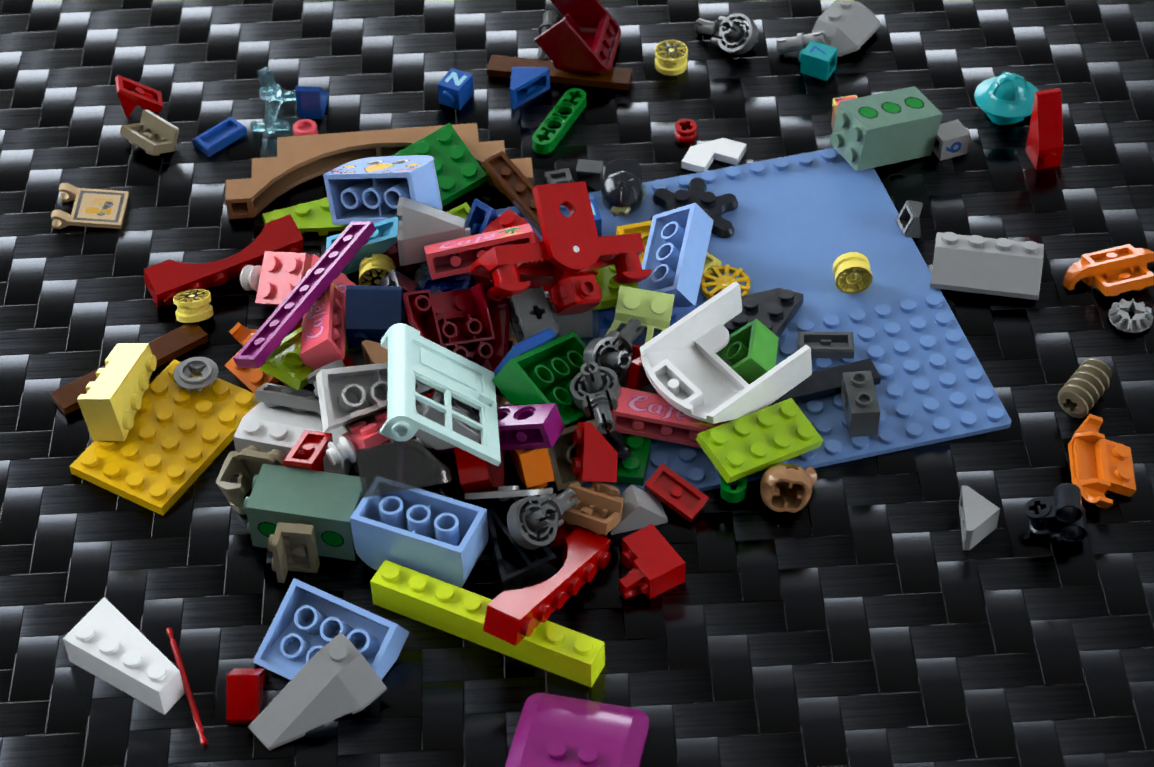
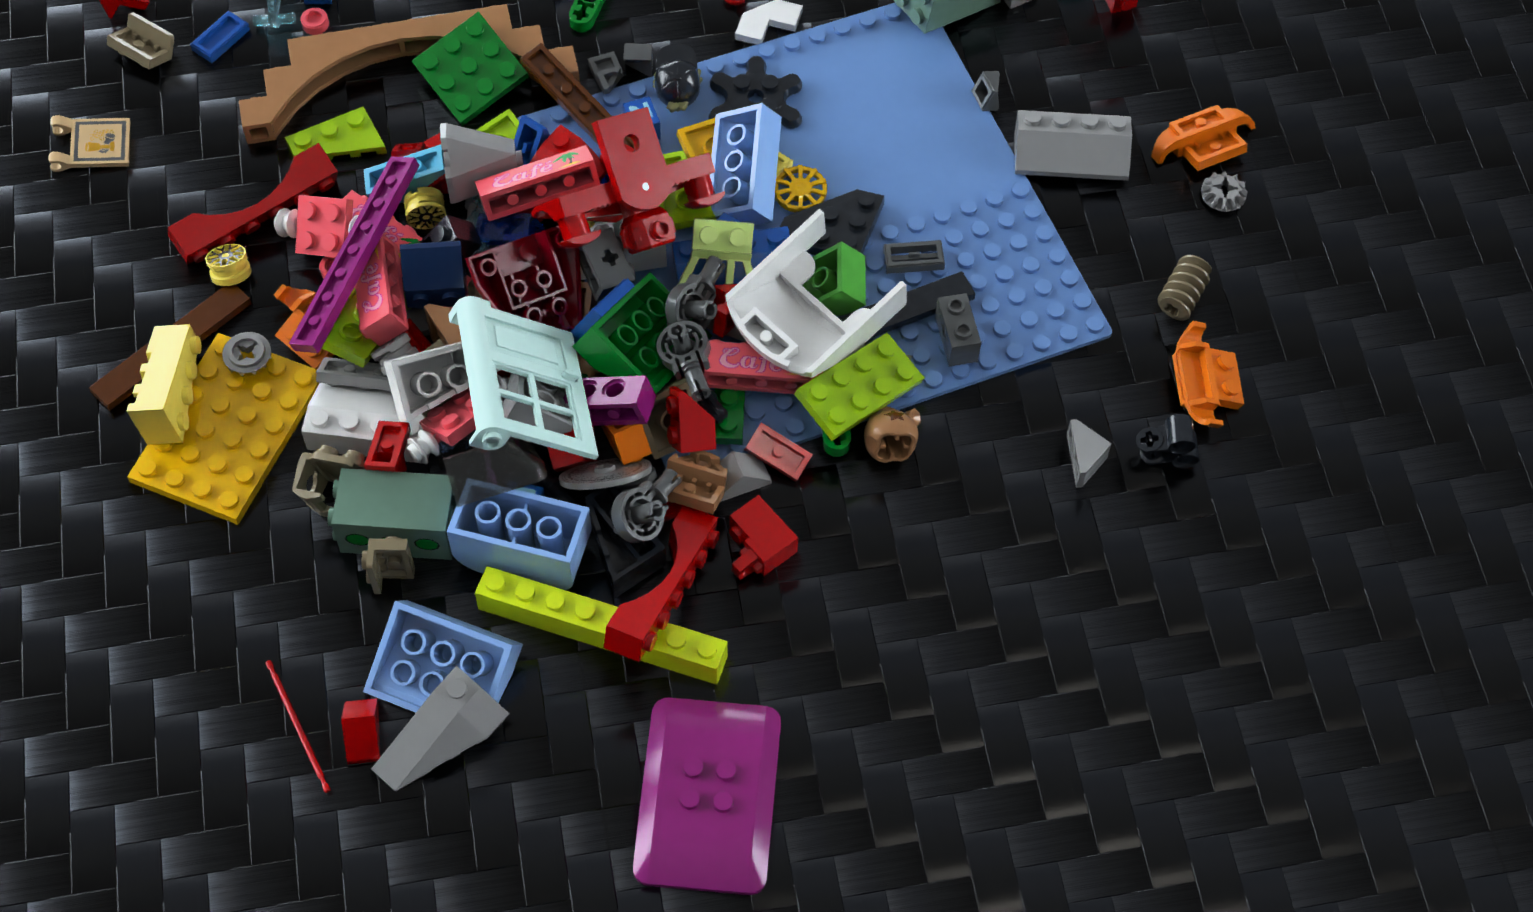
camera: 10 degrees left, 15 degrees up
(124, 657) = (224, 702): white wedge -> none
(372, 186) = (410, 101): light blue brick -> none
(852, 272) = (933, 166): light yellow wheel -> none

